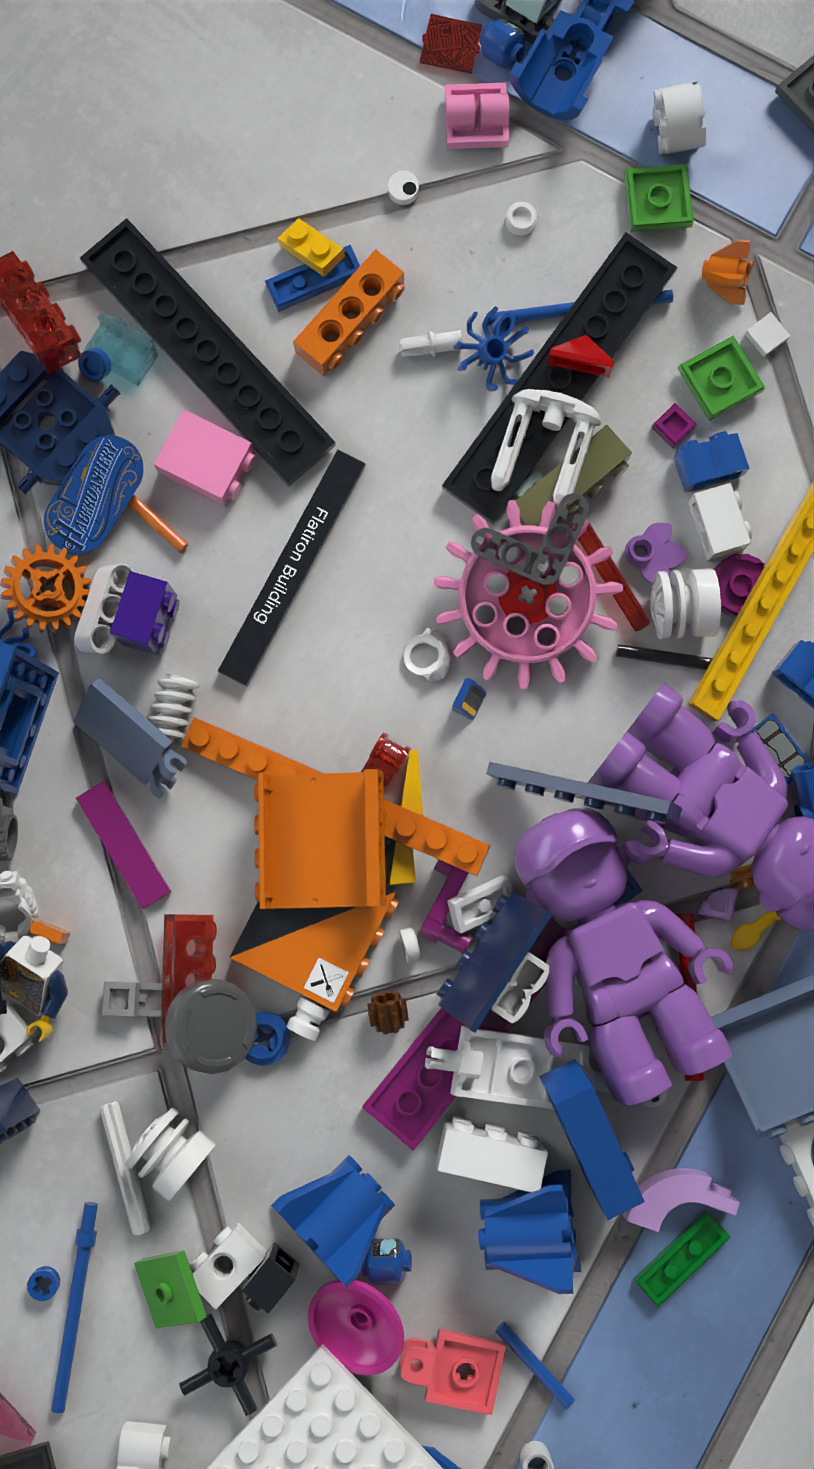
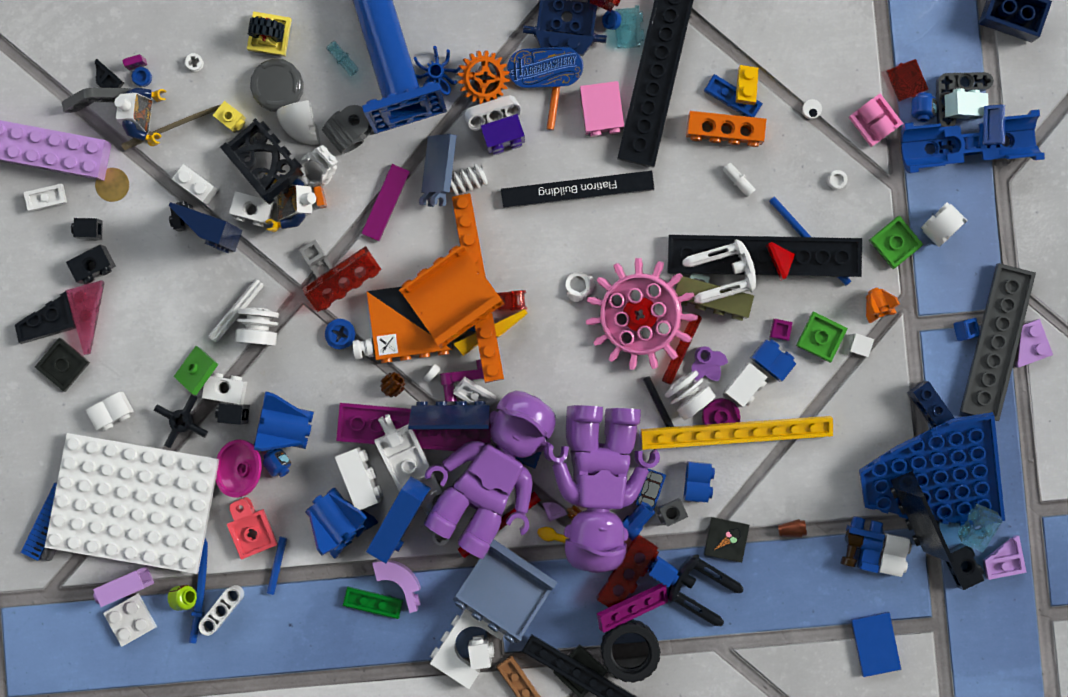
camera: 60 degrees right, 5 degrees up
(44, 1271) = (156, 304): blue bush -> none
(84, 1240) = (191, 315): blue bar -> none
(210, 1026) = (328, 305): dark grey piece -> none
(469, 699) = (571, 321): slope -> none
(493, 347) = (755, 211): blue animal -> none
(517, 993) = (440, 438): white brick -> none
(533, 555) = (659, 304): dark grey beam -> none
(593, 795) = (560, 412): plate -> none

